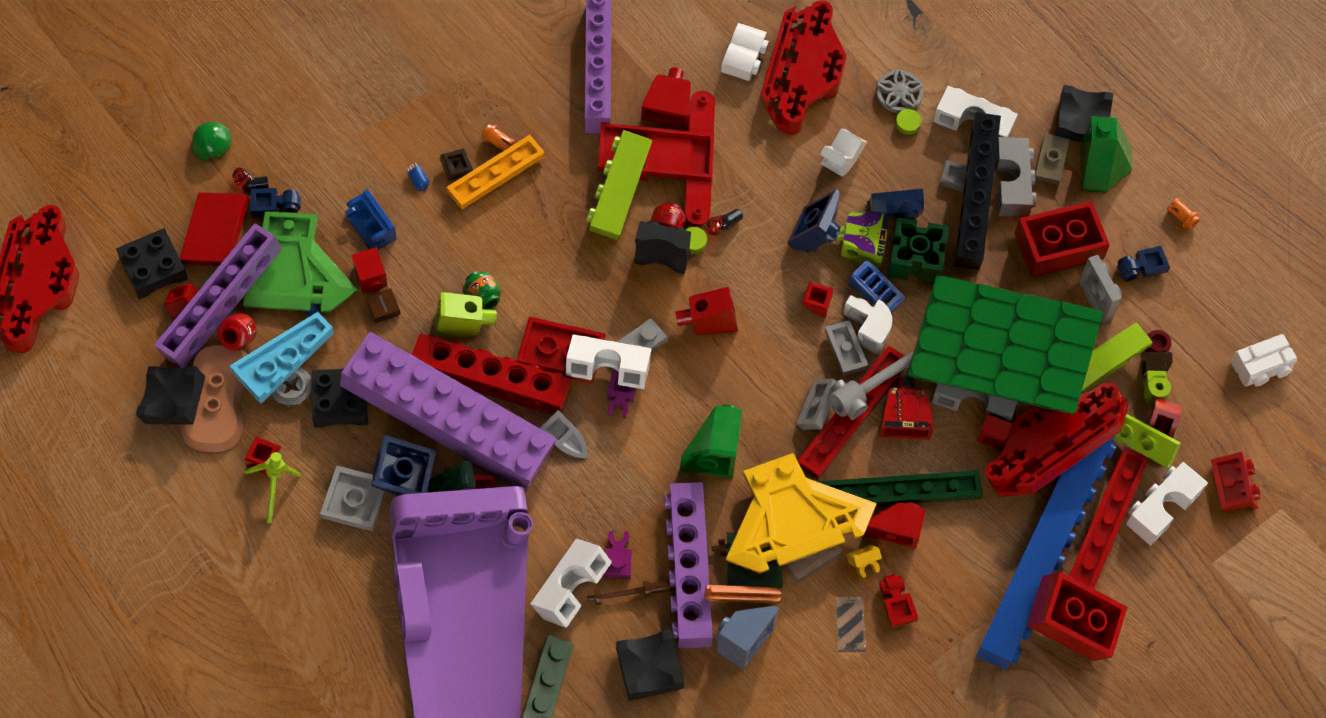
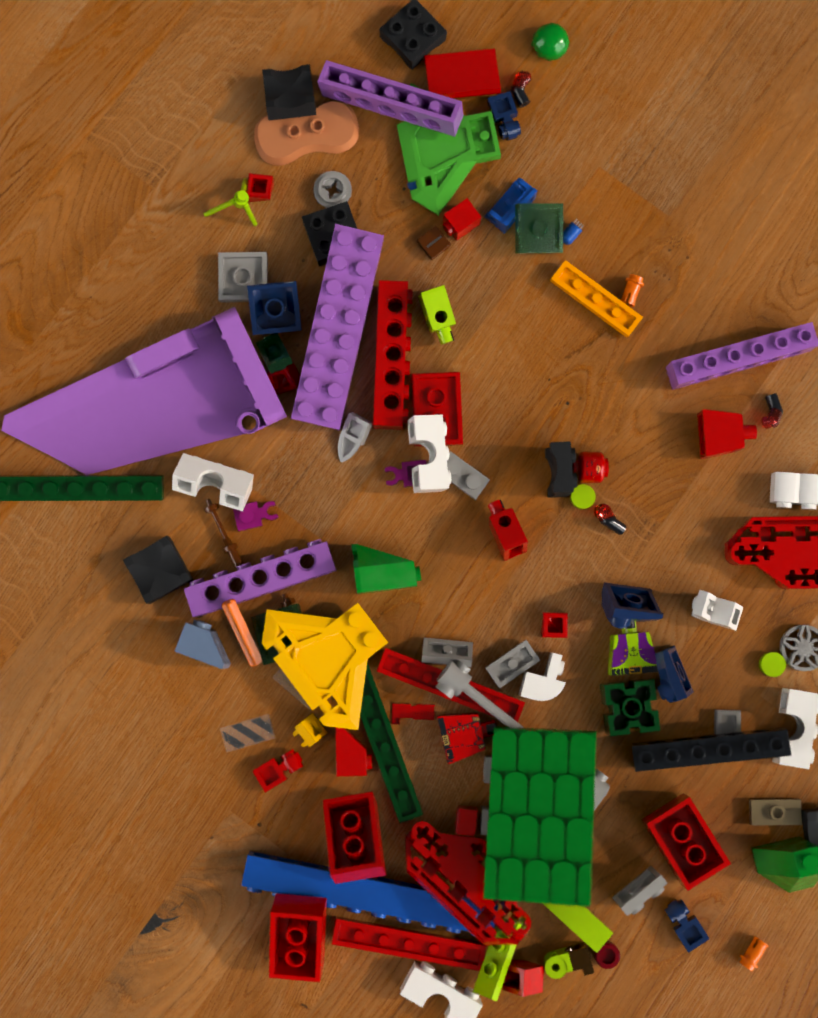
camera: 75 degrees right, 20 degrees up
(179, 298) = (386, 68): red slope -> none
(237, 331) = (365, 126): red head -> none
(278, 359) = (350, 169): medium azure wing -> none
(406, 200) = (539, 228): none -> clear green tile
(456, 164) = (593, 261): dark brown tile -> none
(485, 286) = (472, 322): green head -> none
(620, 184) = (611, 413): lime brick -> none
(660, 49) = (775, 413): none -> arm
(676, 154) = (663, 448): red piece -> none
(872, 450) = (418, 712): none -> red piece
(881, 281) = (584, 655): blue slope -> none
(986, 534) = (353, 838): none -> red brick
(1014, 157) = (763, 776): light grey arch -> none

